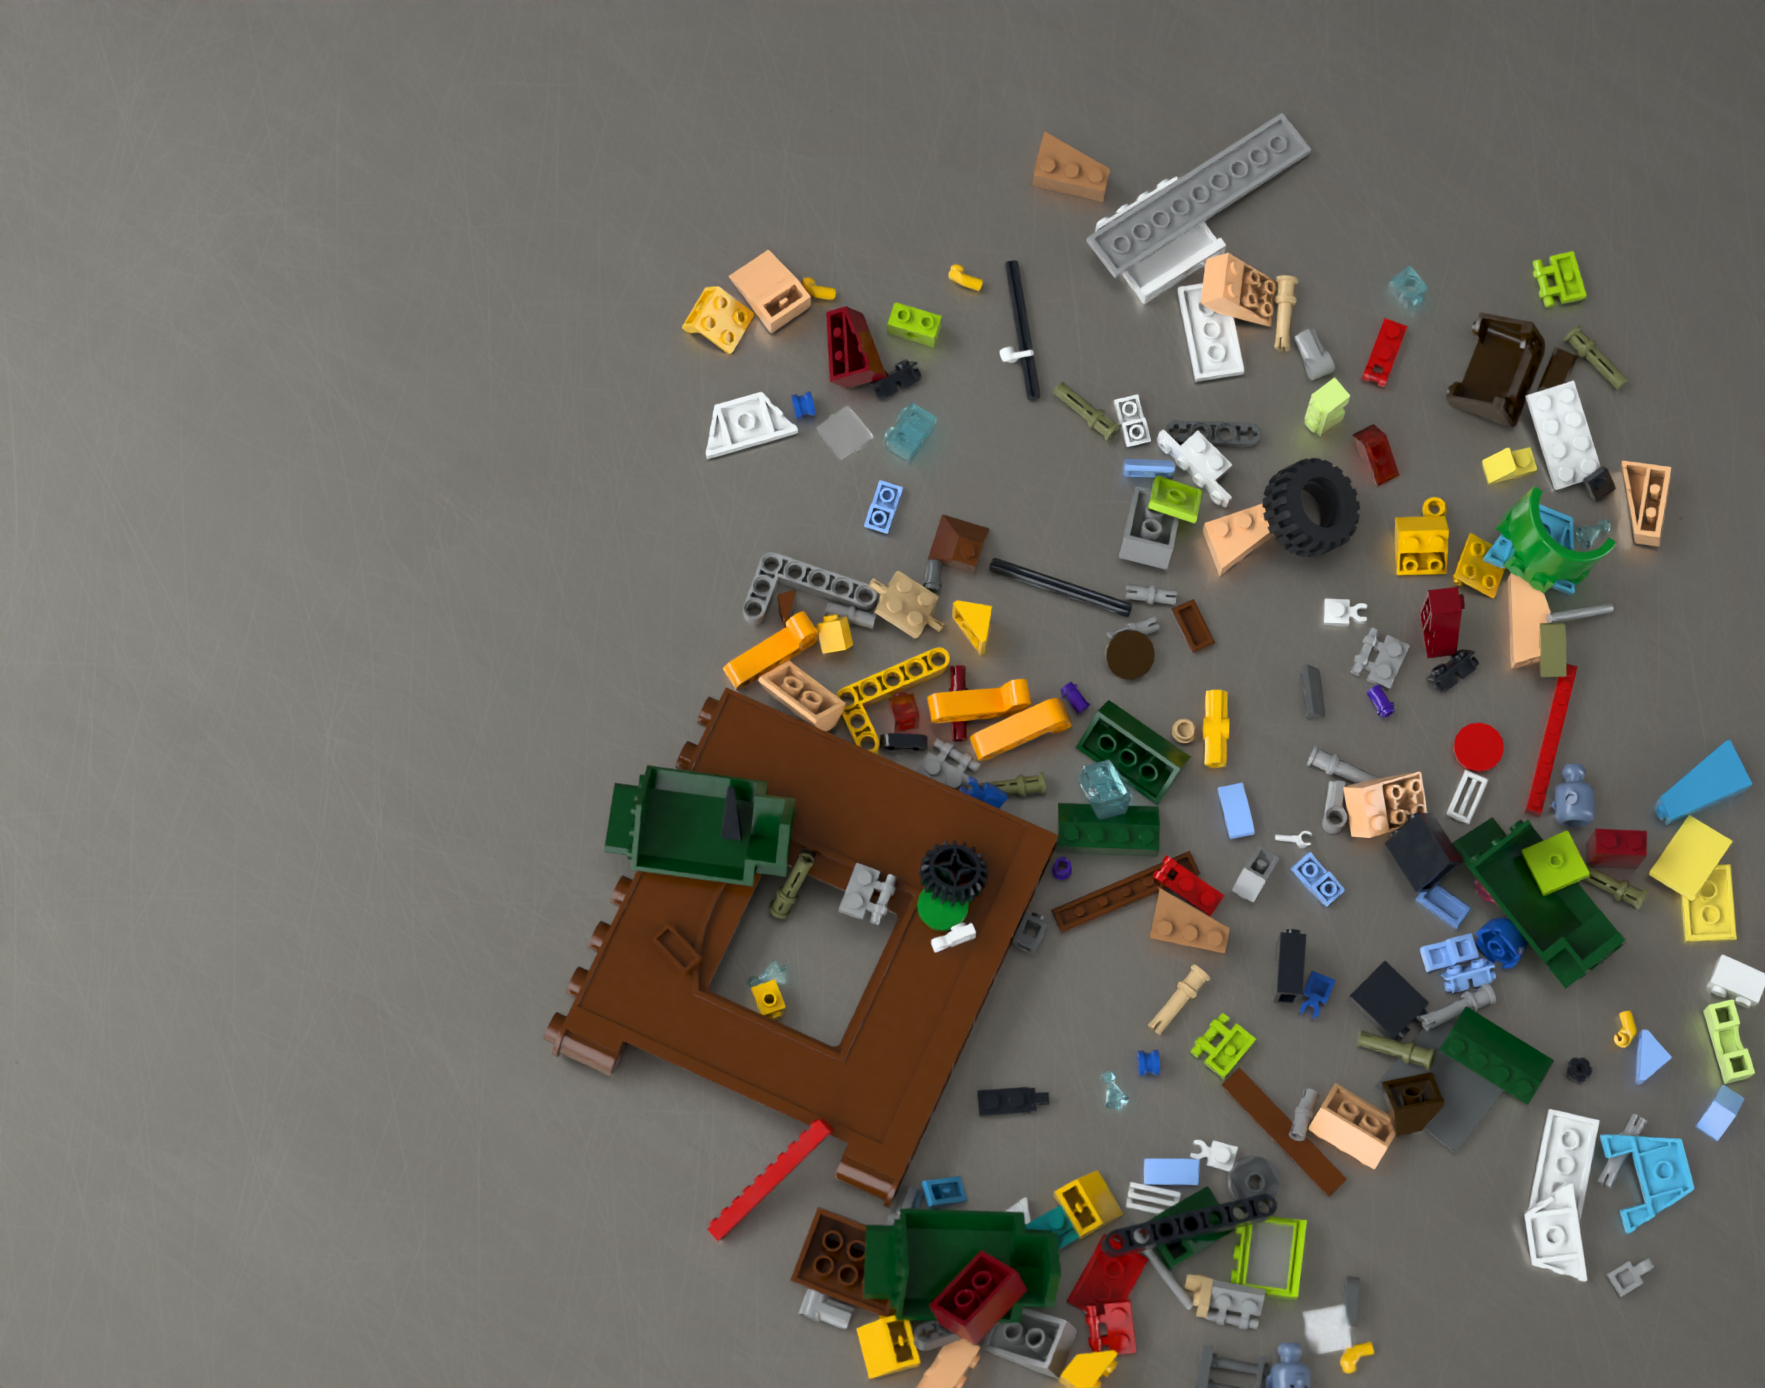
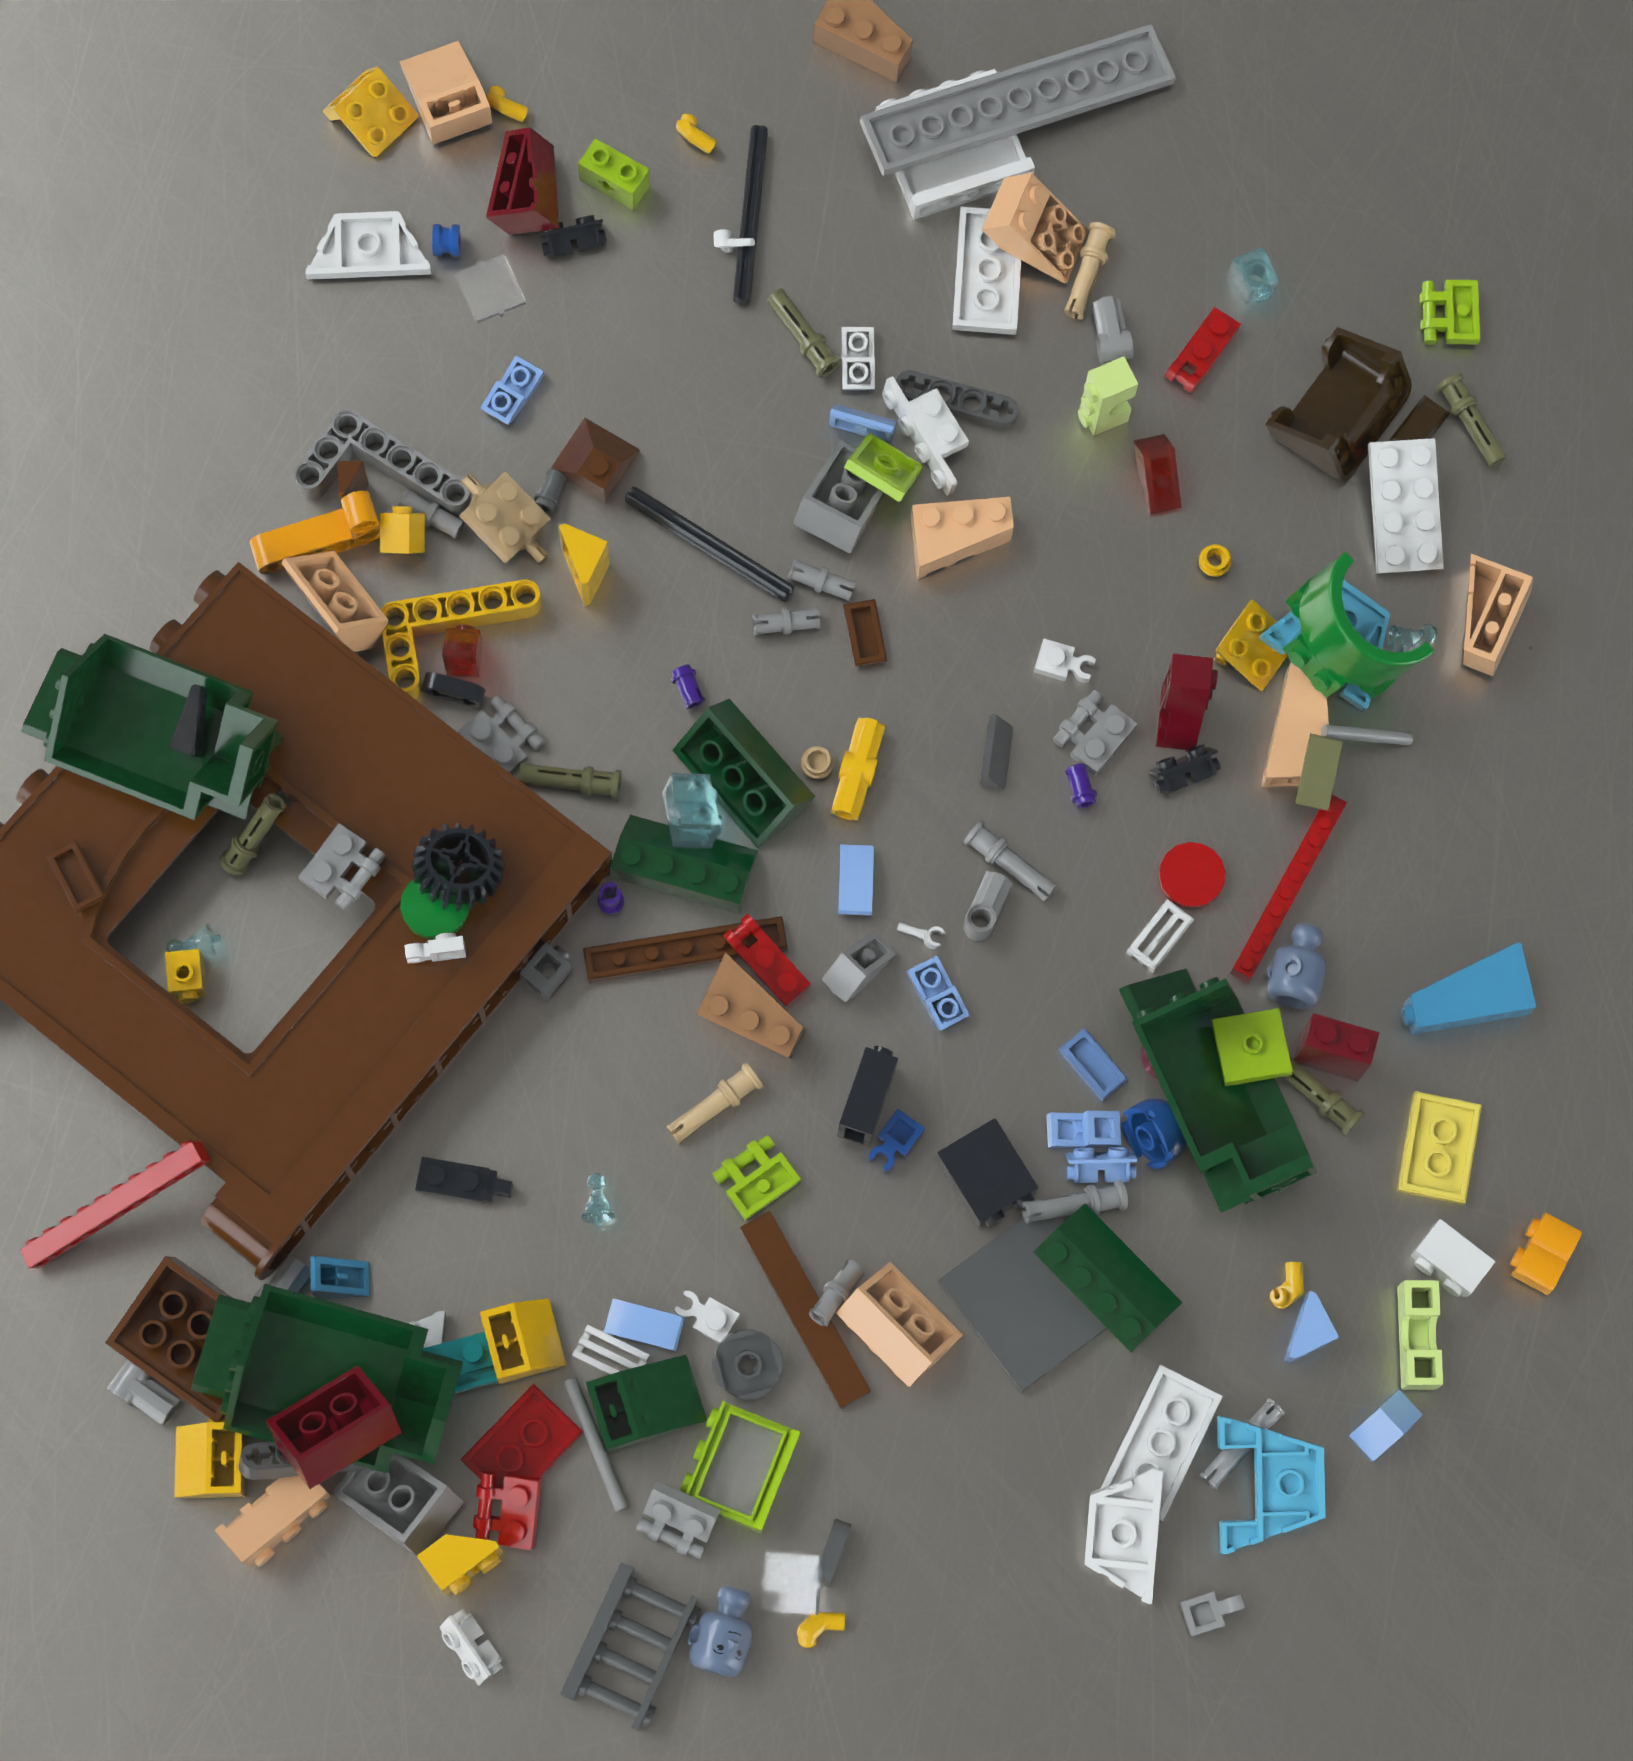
camera: 10 degrees right, 0 degrees up
(909, 432) = (571, 305): clear light blue brick -> none
(958, 683) = (540, 645): dark red pin -> none
(980, 703) = (561, 663): light orange beam -> none
(985, 793) = (539, 780): blue plate -> none
(1021, 728) = (608, 706): light orange beam -> none
(1129, 654) = (772, 648): dark brown tile -> none
(1148, 1062) = (652, 1175): blue wheel -> none
(1200, 1219) = (624, 1406): black beam -> none
(1202, 1287) = (640, 1484): tan bracket -> none
(1333, 495) = (1086, 508): black tyre -> none
(1384, 803) = (1051, 918): light nougat slope -> none
(1407, 1052) = (993, 1244): olive pin -> none
(1412, 1102) = (981, 1311): dark brown slope -> none
(1421, 545) = (1185, 601): yellow slope -> none
(1423, 851) = (1082, 990): black brick -> none
(1509, 465) = (1325, 528): light yellow slope -> none
(1576, 1075) = (1214, 1332): black plate -> none
(1599, 483) = (1435, 578): black plate -> none
(1690, 857) = (1431, 1083): light yellow tile -> none

